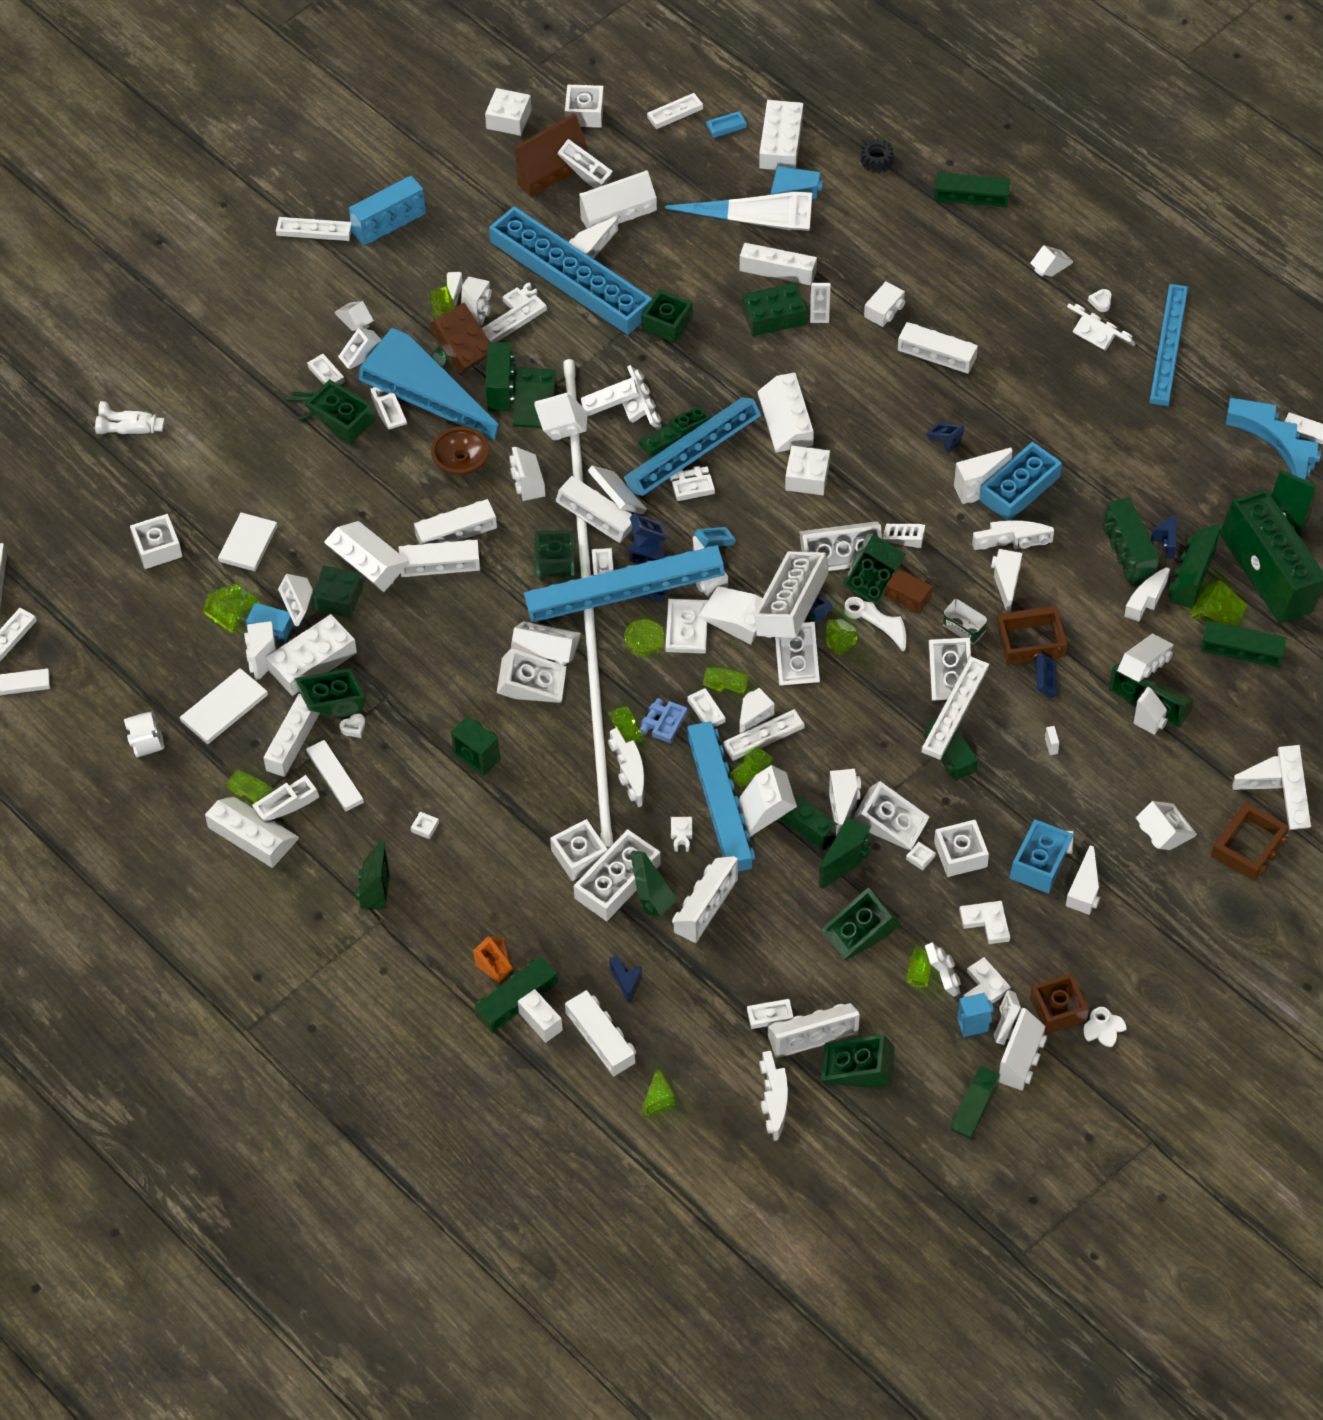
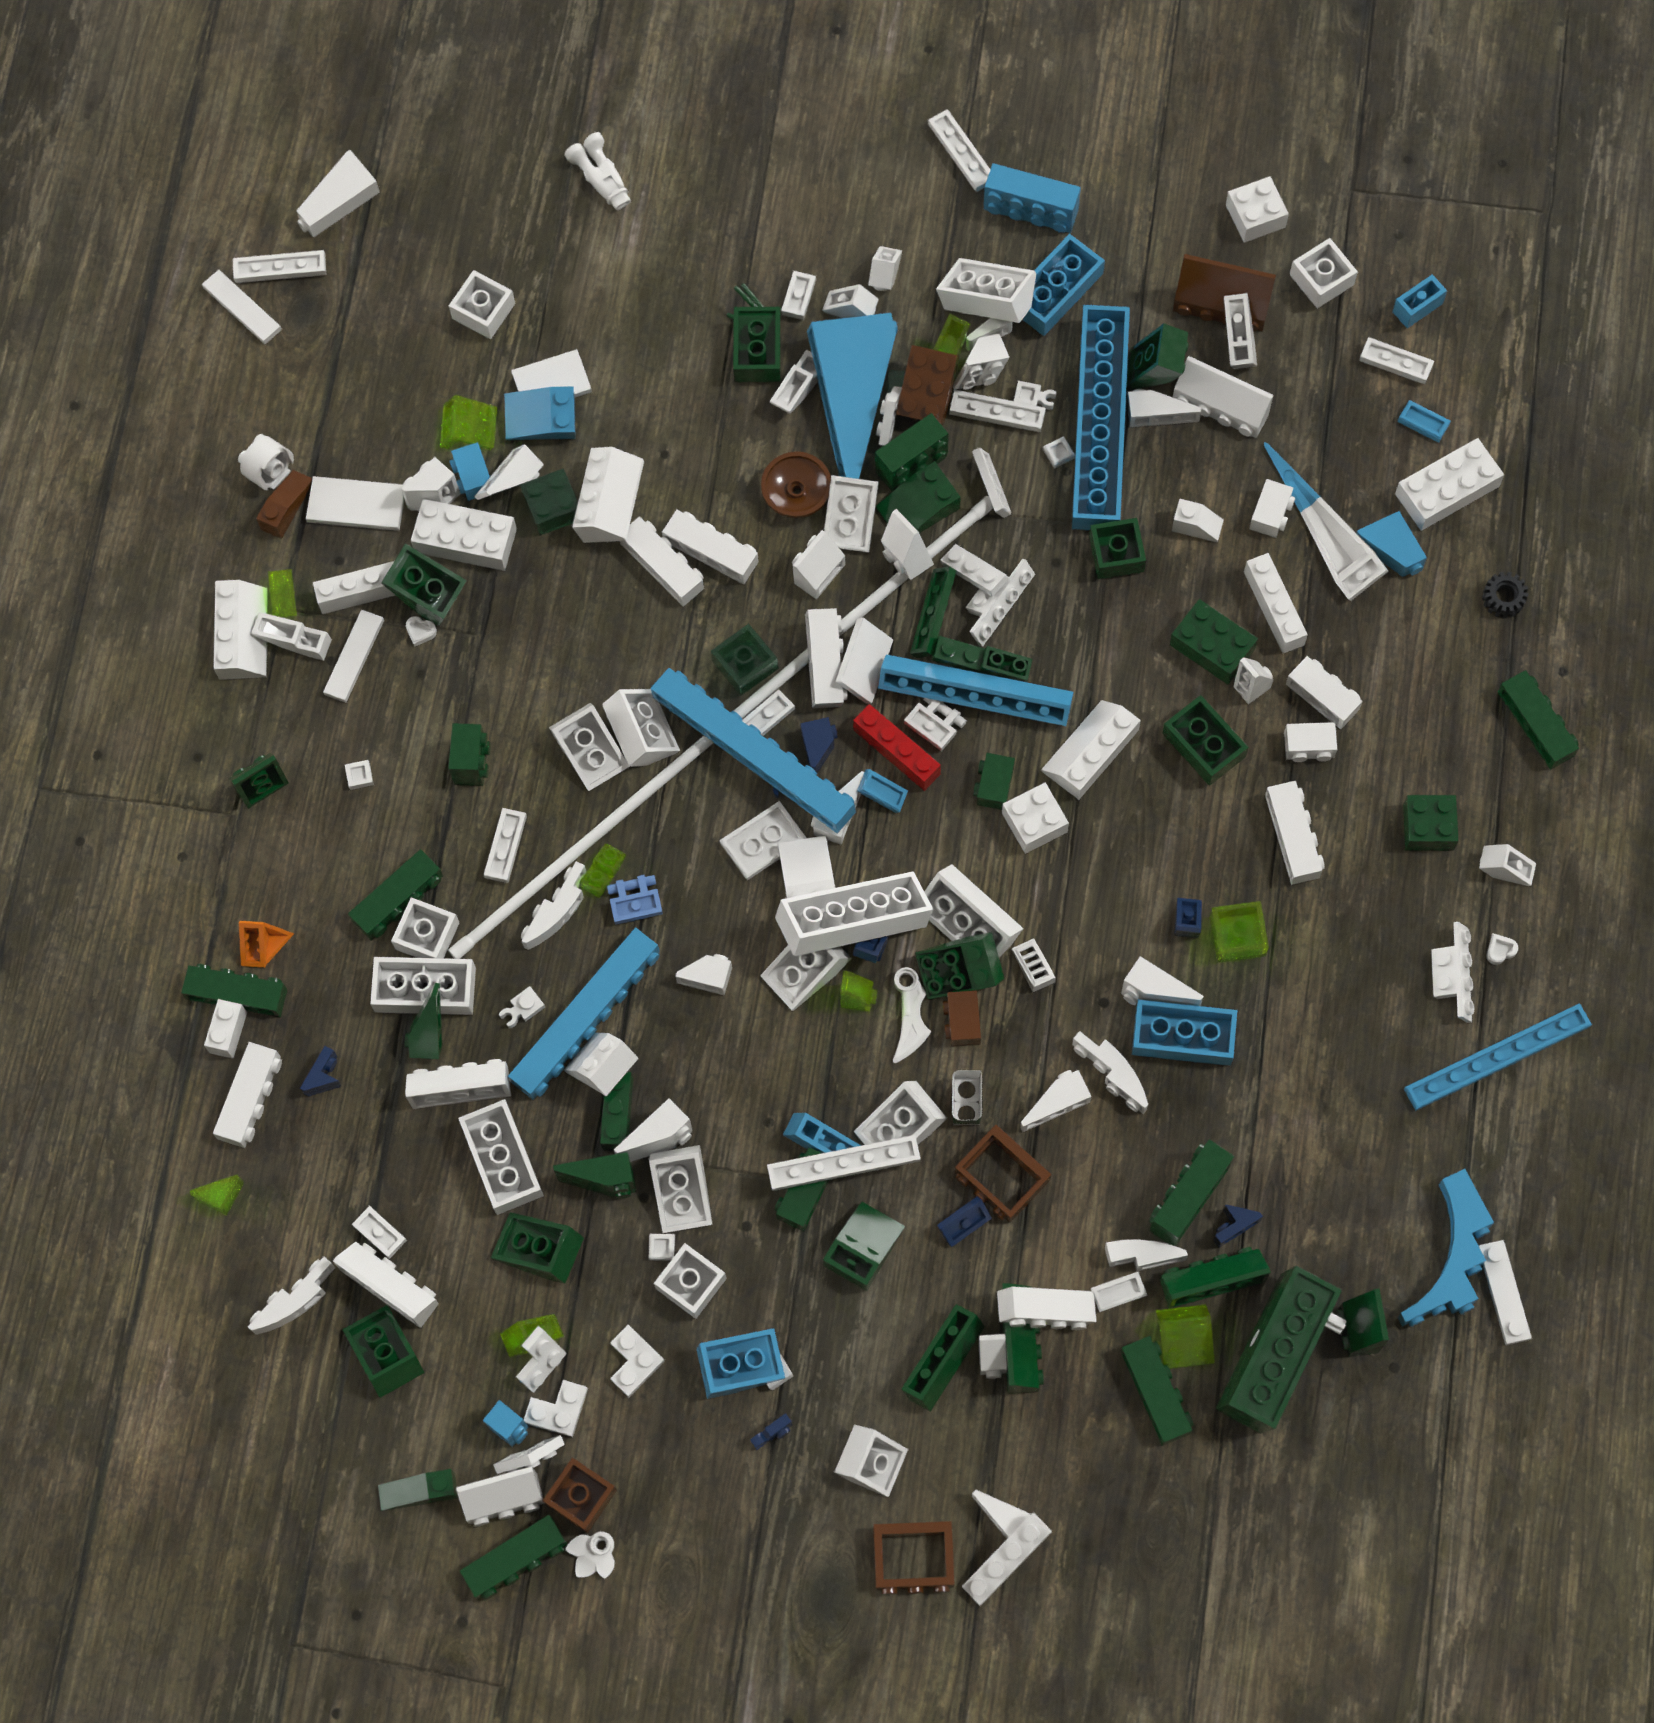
camera: 55 degrees right, 15 degrees up
(184, 747) = (283, 504): none -> reddish brown slope
(269, 557) = (540, 414): none -> dark azure slope
(430, 266) = (988, 290): none -> white slope
(458, 236) = (1062, 282): none -> dark azure brick
(458, 367) = (889, 409): none -> white plate
(506, 431) = (851, 512): none -> white tile
(534, 854) = (391, 898): none -> dark green brick
(557, 352) = (991, 482): none -> white tile
(557, 769) = (505, 845): none -> white plate
(563, 210) = (1157, 358): none -> dark green slope
(569, 309) = (1059, 452): none -> white tile
(616, 437) = (933, 612): none -> dark green plate
(644, 637) = (718, 811): clear neon green tile -> none
(646, 530) = (828, 724): dark blue slope -> none
(649, 74) = (1419, 301): none -> dark azure brick
(683, 270) = (1197, 521): none -> white slope
(693, 511) = (897, 747): none -> red brick
(706, 708) = (677, 929): white plate -> none
(713, 228) = (1271, 508): none -> white brick
(719, 678) = (723, 921): clear neon green slope -> none
(753, 763) = (643, 1018): clear neon green slope -> none
(763, 476) = (995, 780): none -> dark green brick
(763, 734) = (691, 1002): white tile -> none
(780, 904) = (500, 1157): none -> white brick
(836, 352) = (1205, 740): none -> dark green brick
(858, 277) = (1324, 692): none -> white brick
(913, 718) = (814, 1134): none -> dark azure slope
(979, 413) = (1238, 931): none -> clear neon green brick
(991, 279) = (1430, 822): none -> dark green brick
(1018, 741) = (863, 1246): none -> dark green slope
(1052, 740) = (888, 1280): white tile -> none
(1070, 1073) = (514, 1557): none -> dark green brick
(1085, 886) = (736, 1430): white slope -> none
(1103, 863) = (777, 1429): none -> dark blue plate
(1130, 740) = (943, 1357): none -> dark green brick
(1161, 622) = (1118, 1291): none -> white tile

